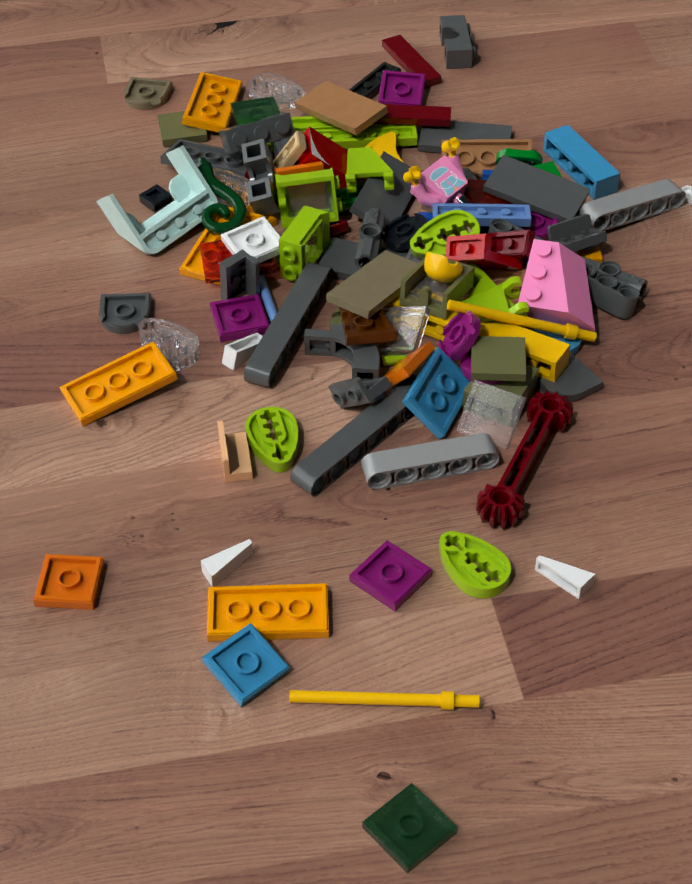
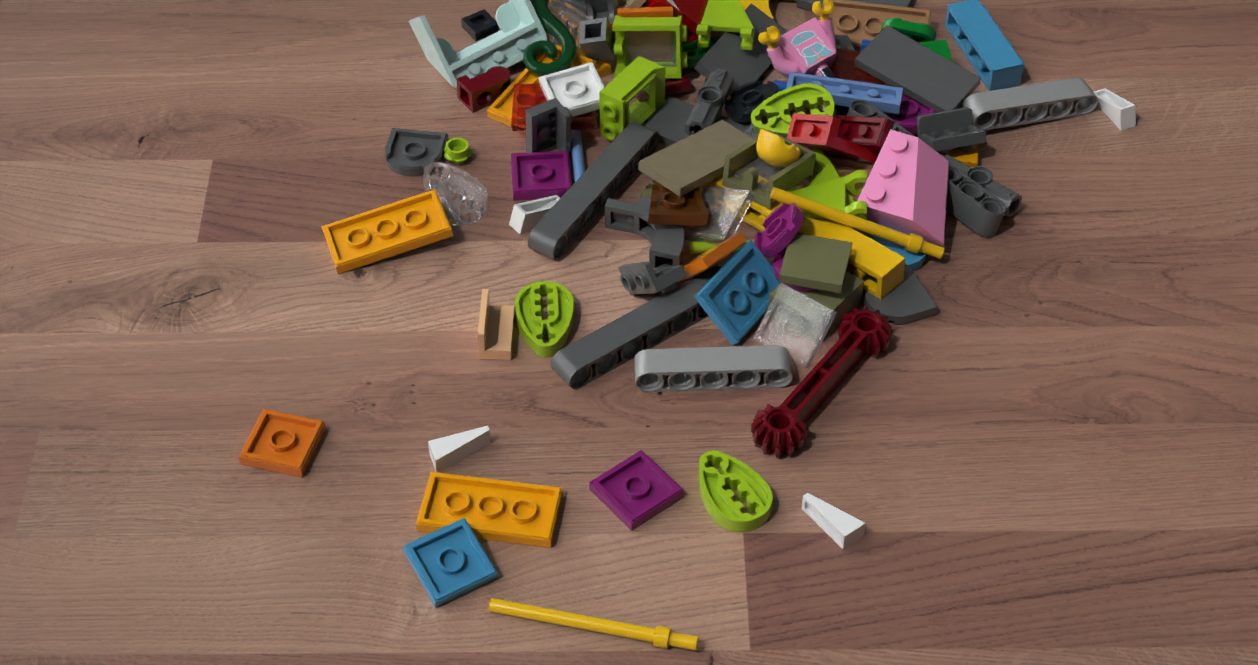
camera: 10 degrees right, 0 degrees up
(162, 306) = (457, 150): none -> lime plate
(172, 251) = (483, 89): none -> dark red leg

